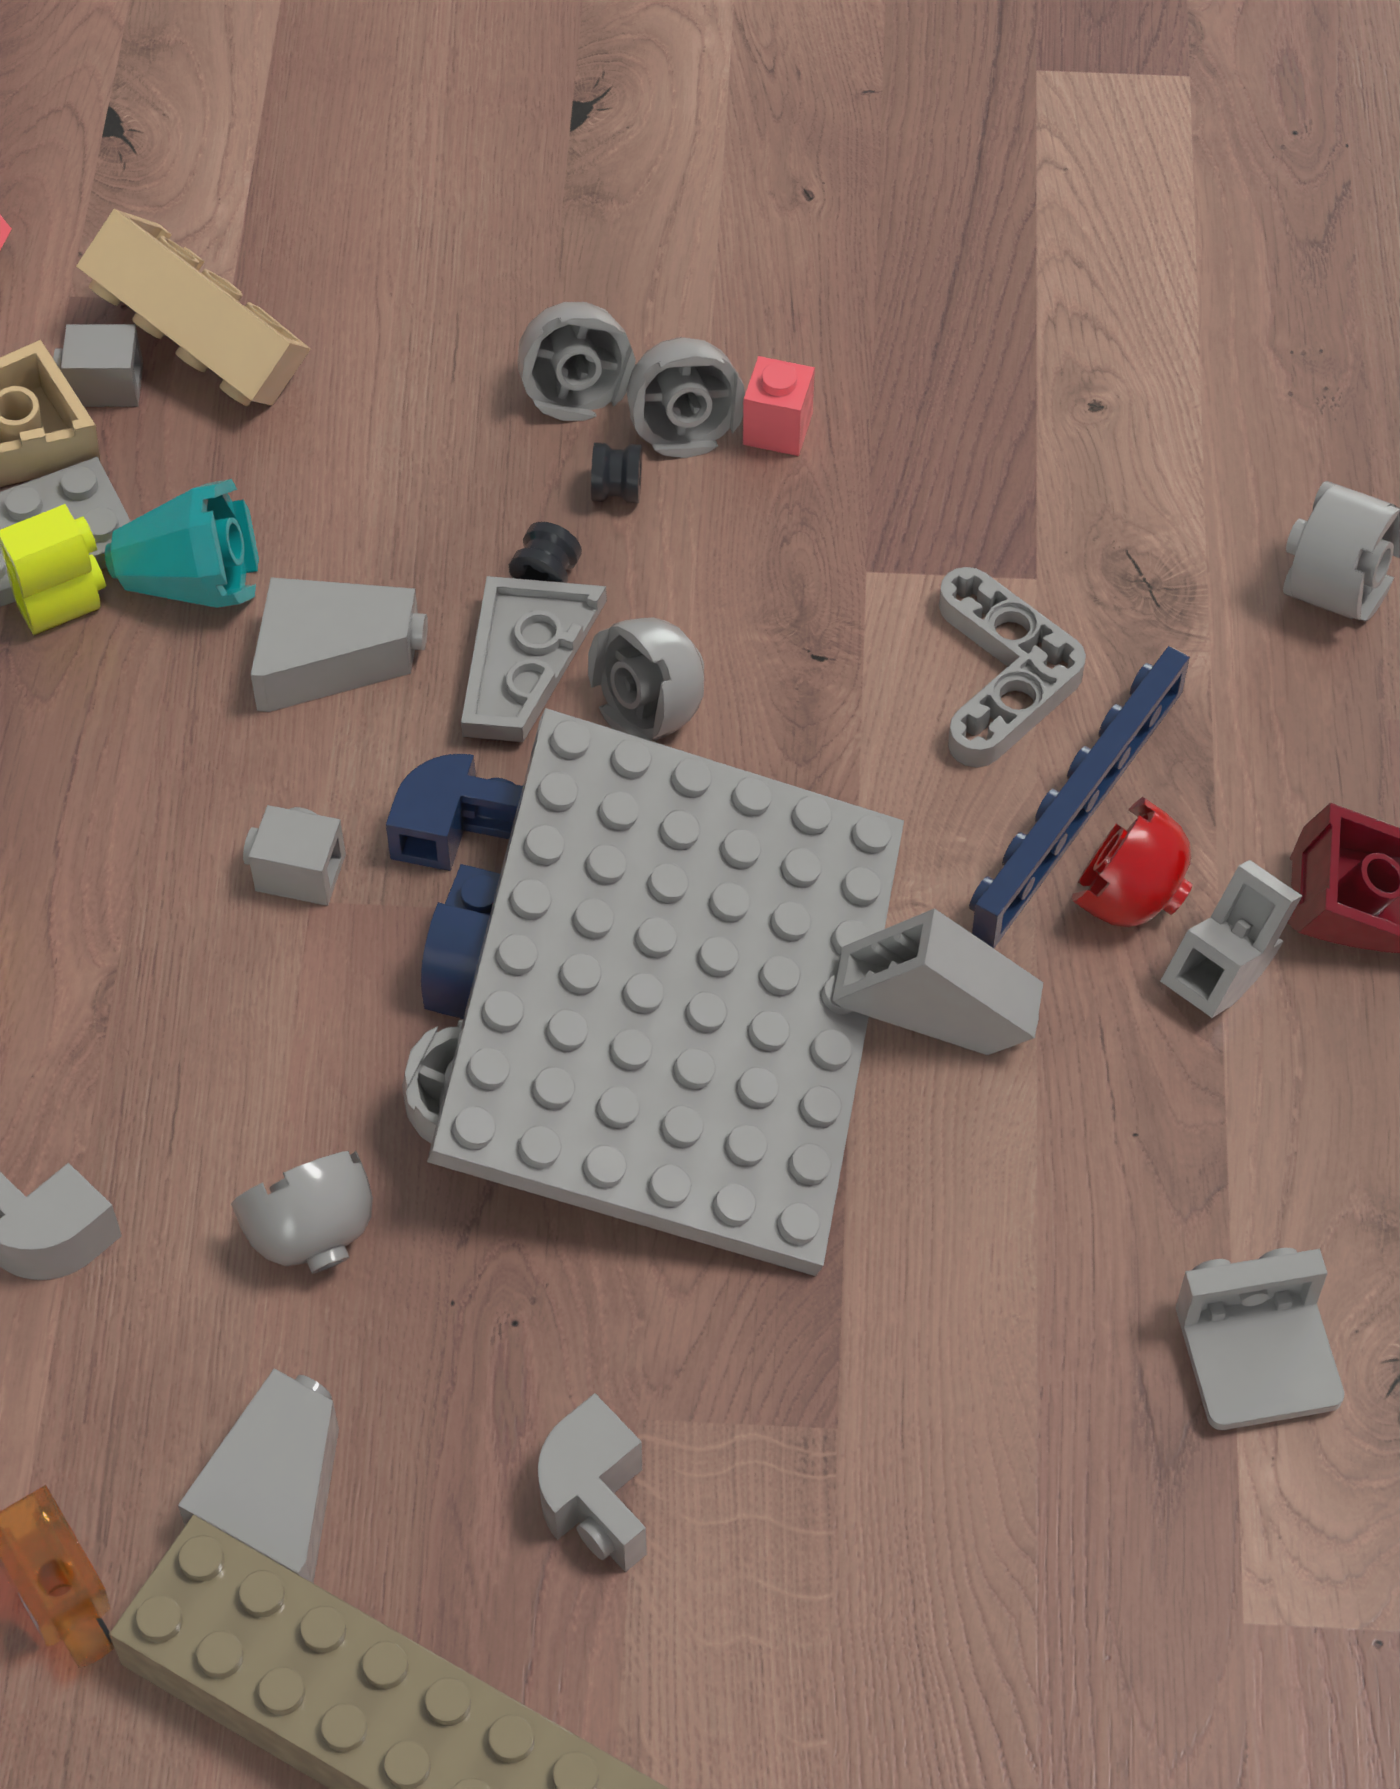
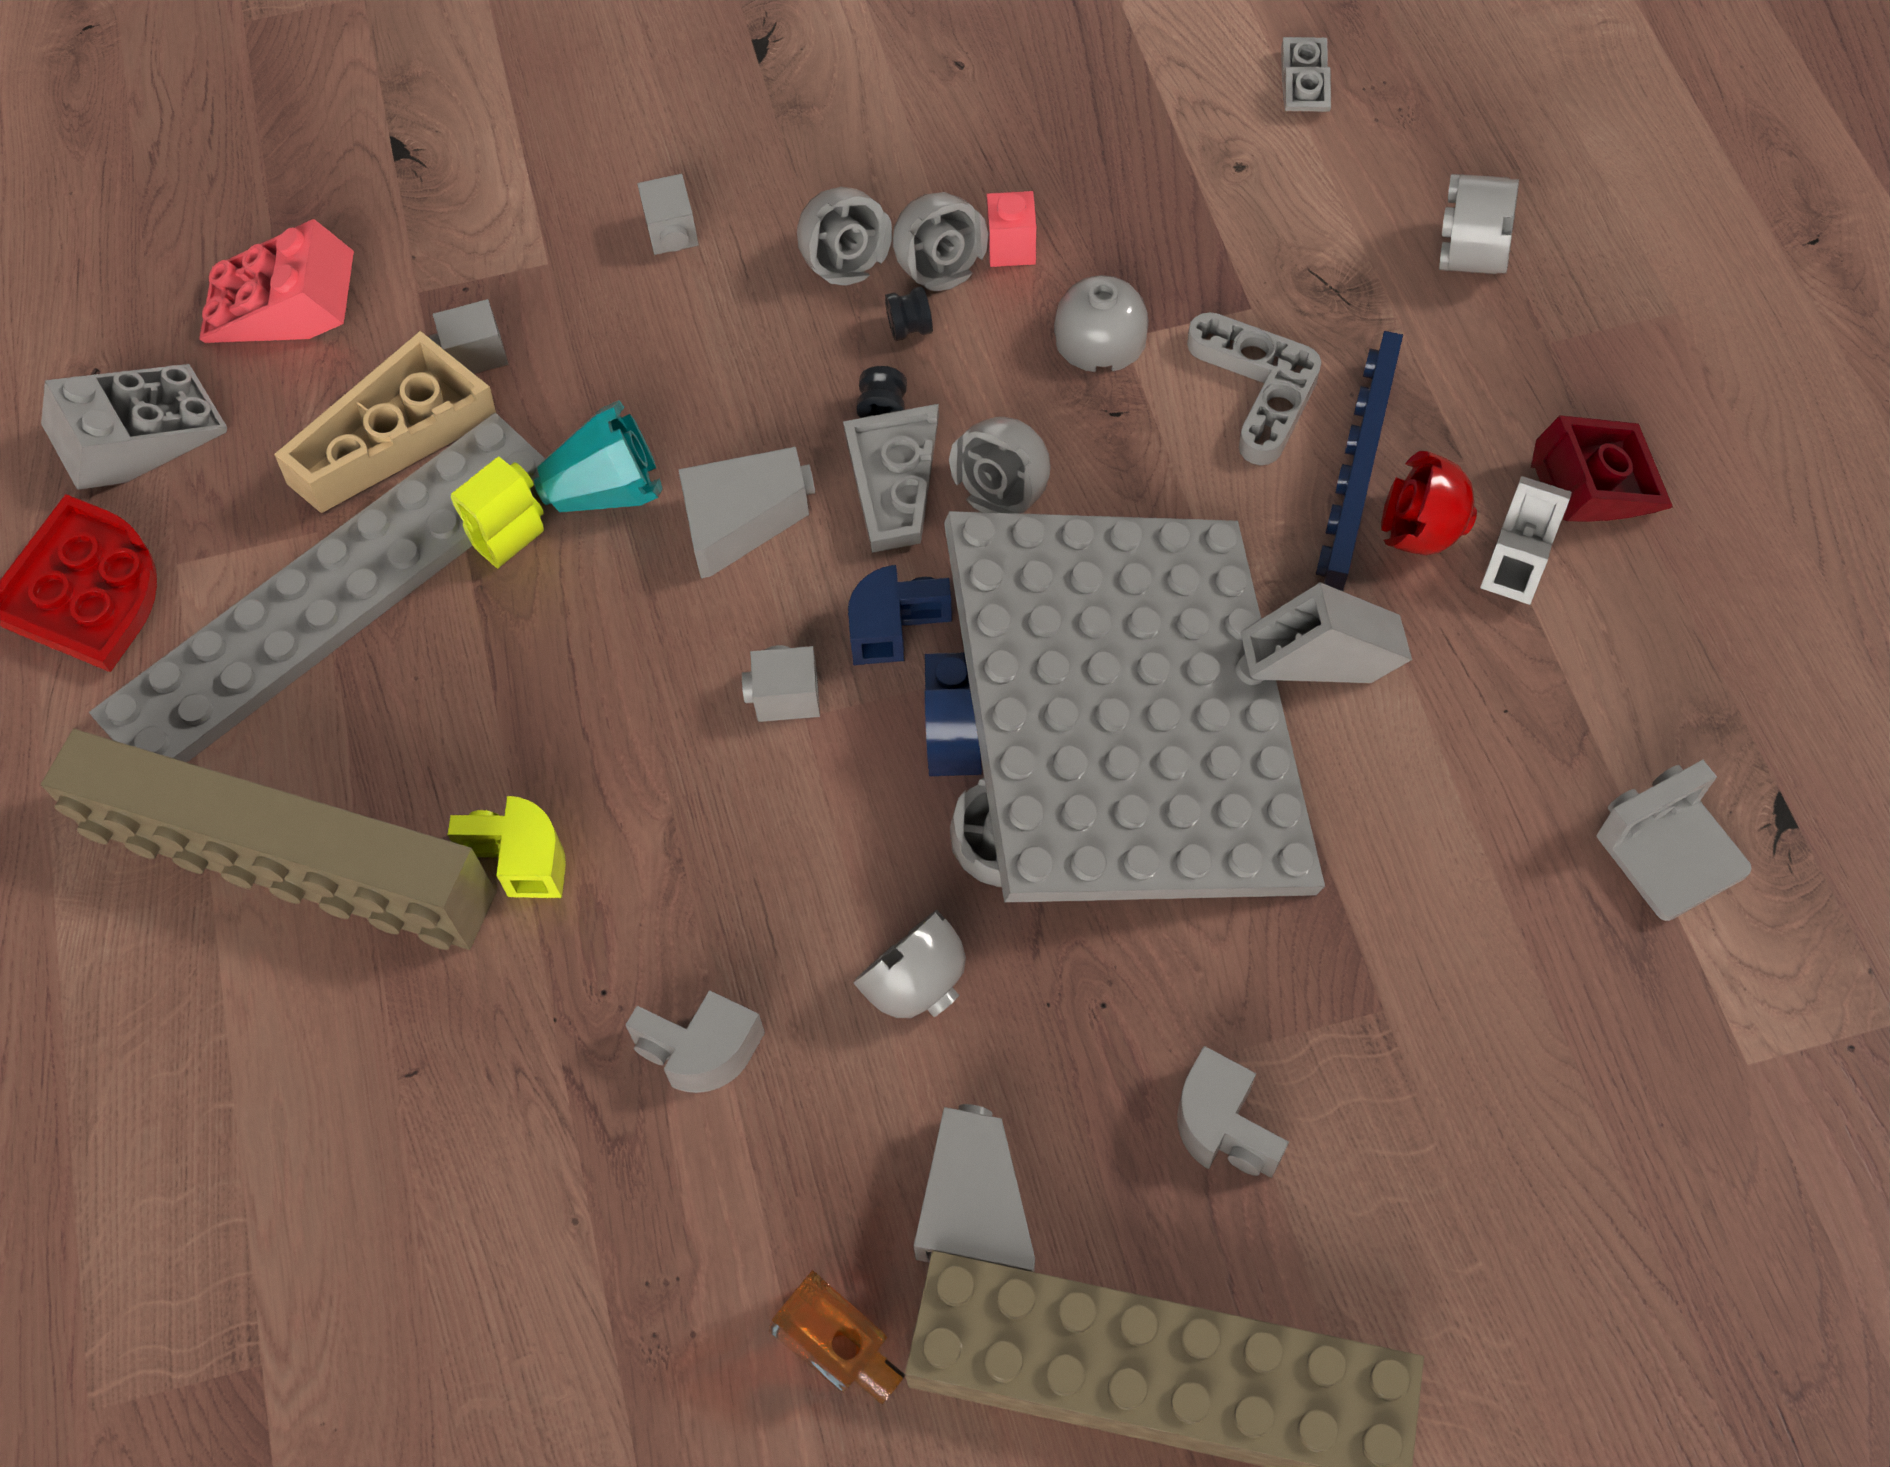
camera: 15 degrees left, 5 degrees up
(199, 311) = (529, 273): tan wedge -> none
(384, 281) = (668, 214): none -> light grey brick
(841, 547) = (1101, 324): none -> light grey cylinder
(1222, 315) = (1305, 74): none -> light grey slope

